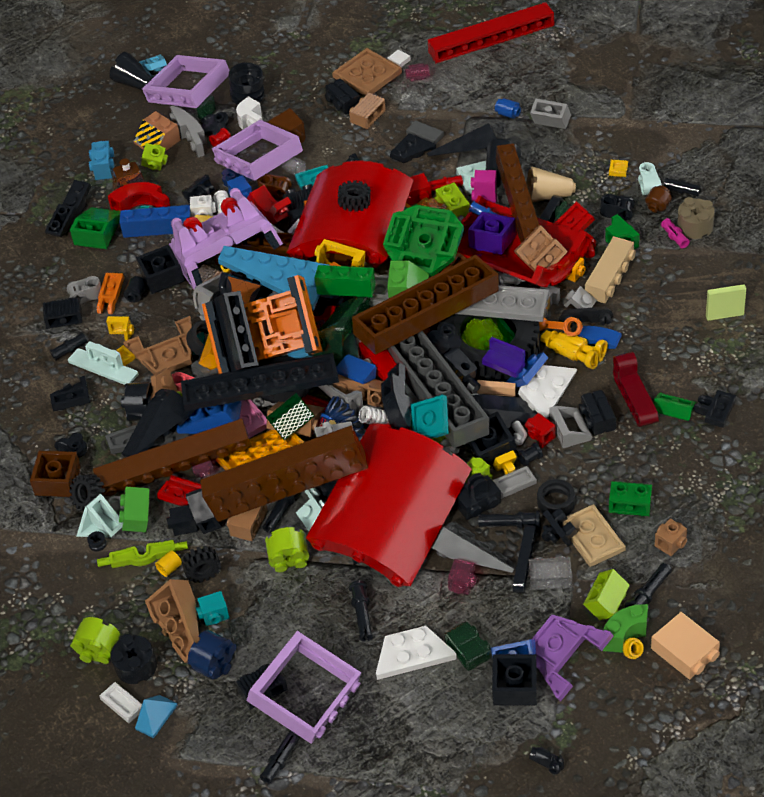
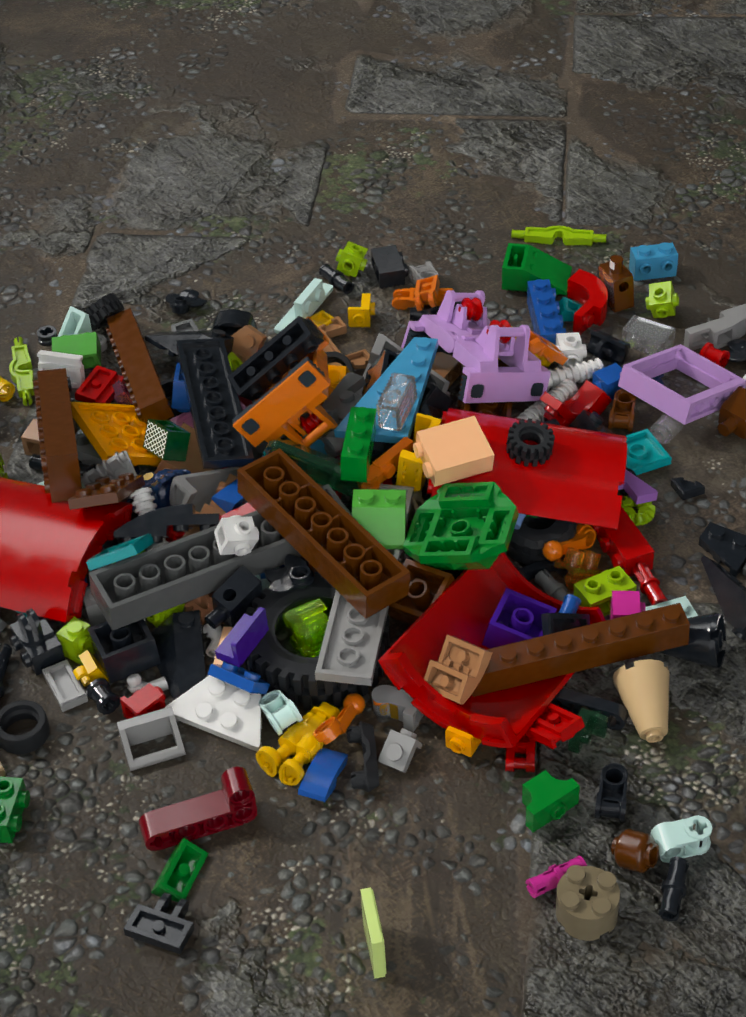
camera: 85 degrees right, 5 degrees down
(41, 220) = (548, 235): none -> lime piece
(50, 332) = (351, 259): none -> lime brick
(54, 473) = (138, 287): reddish brown brick -> none
(70, 209) = (568, 251): black slope -> none
(70, 396) = (260, 291): black wing -> none
(121, 278) = (426, 292): none -> orange hinge
(156, 517) = (55, 360): none -> white plate
(157, 130) = (712, 299): slope -> none
(191, 168) = (648, 335): none -> clear brick
(214, 208) = (545, 348): none -> orange hinge
(304, 258) = (396, 401): none -> clear brick
(362, 229) = (453, 451): none -> light nougat brick
(373, 426) = (106, 491): none -> reddish brown plate
(430, 345) = (236, 535): none -> white brick
(499, 208) = (560, 622): none -> black plate
(558, 350) = (279, 710): none -> light aqua piece
(597, 412) = (168, 771): black brick -> none
(610, 269) = (459, 781): tan brick -> none
(618, 168) = (717, 802): yellow tile -> none

